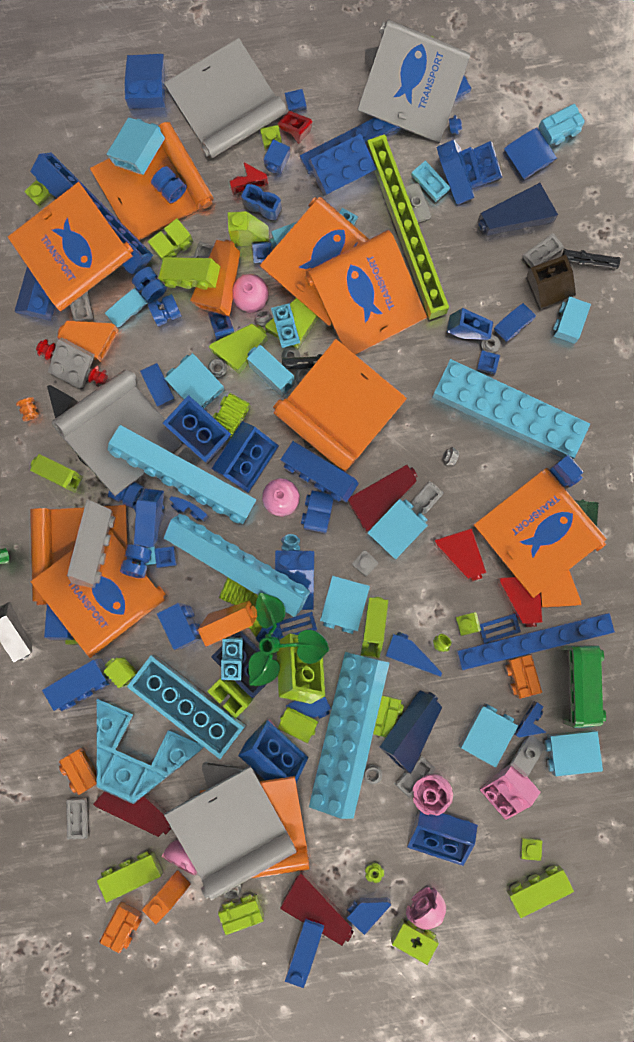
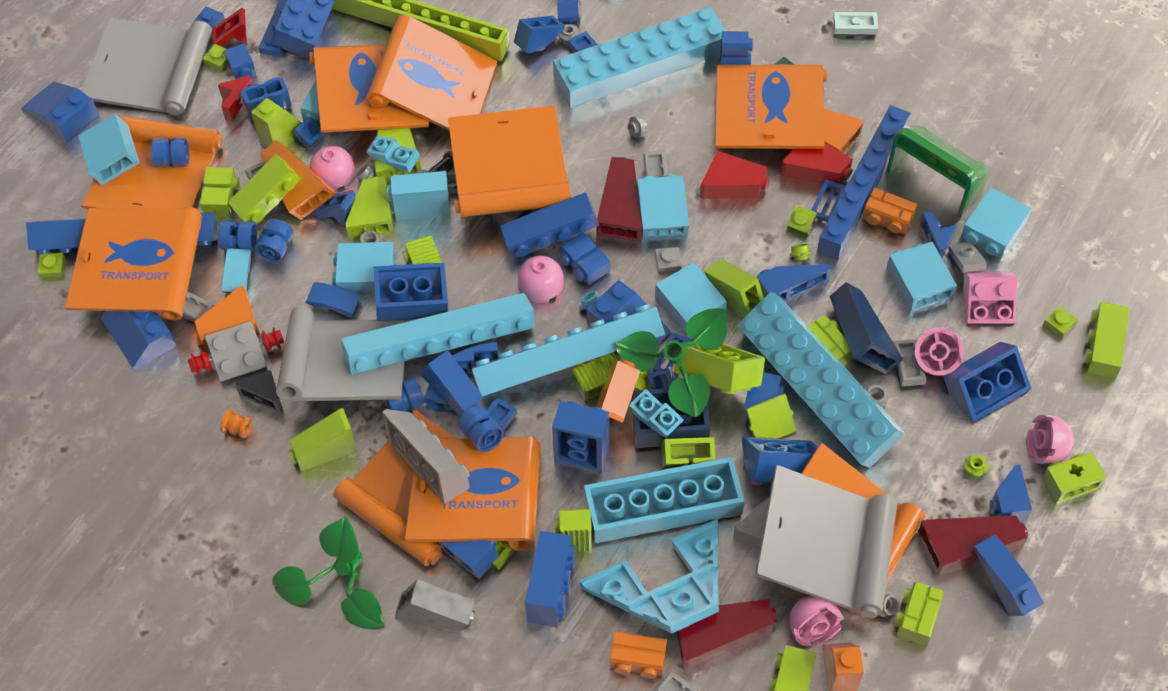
camera: 55 degrees left, 25 degrees down
(245, 456) = (472, 274): blue slope -> none

